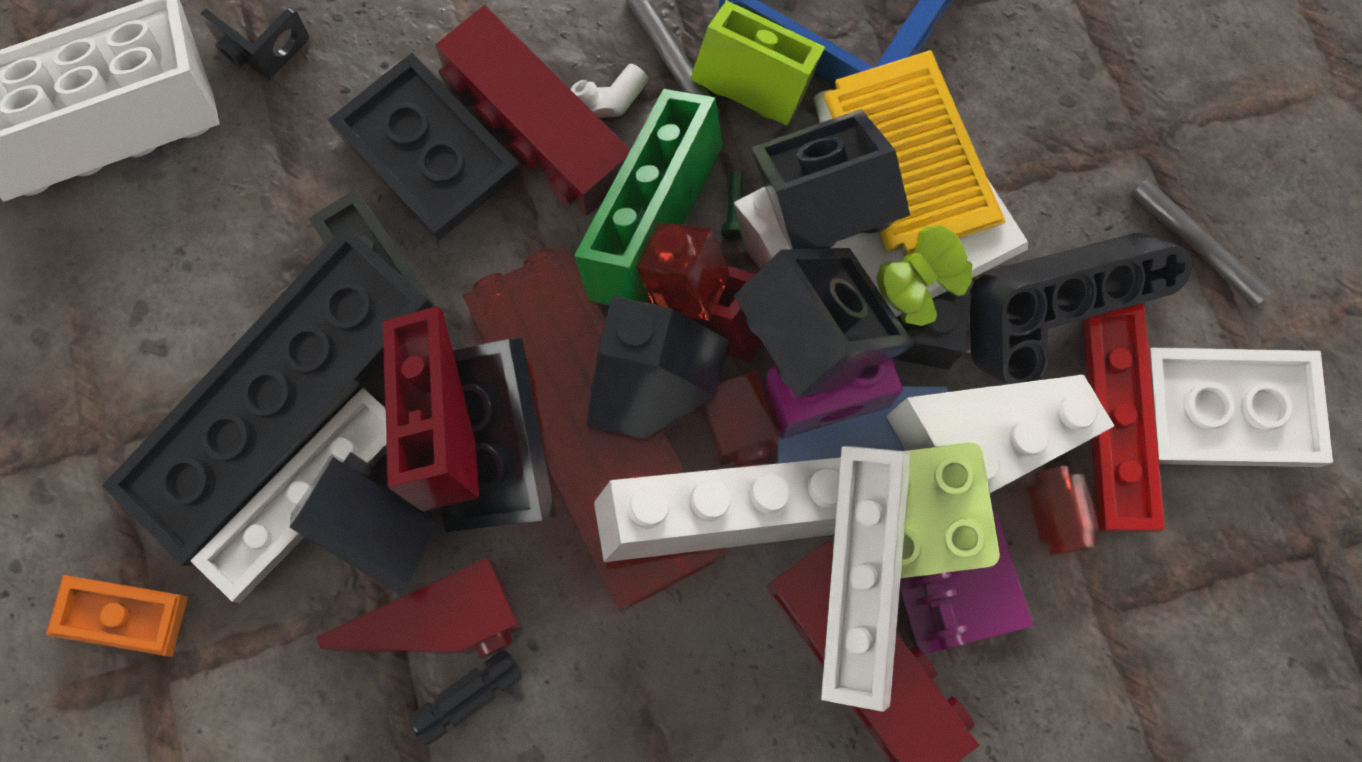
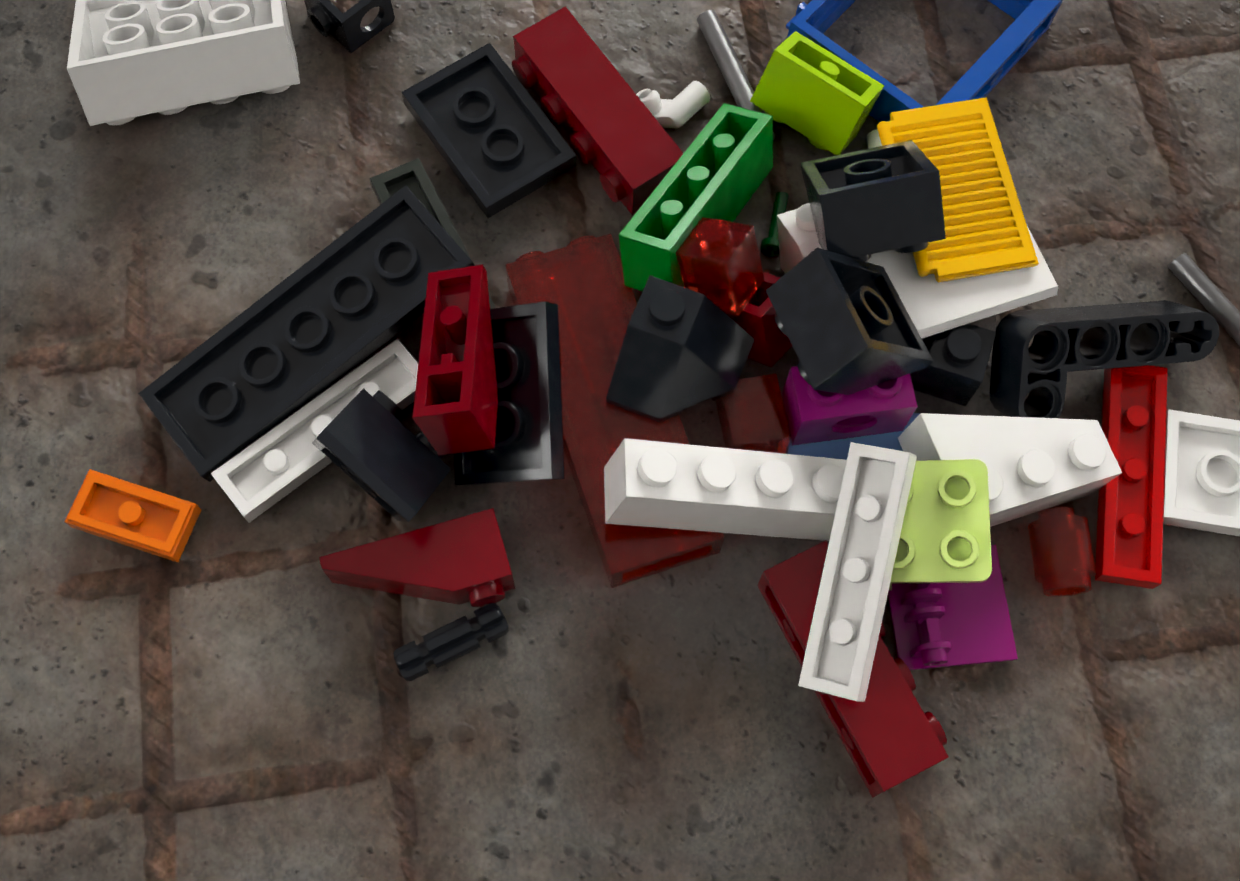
camera: 10 degrees right, 5 degrees down
(937, 258) = (966, 286): lime piece -> none

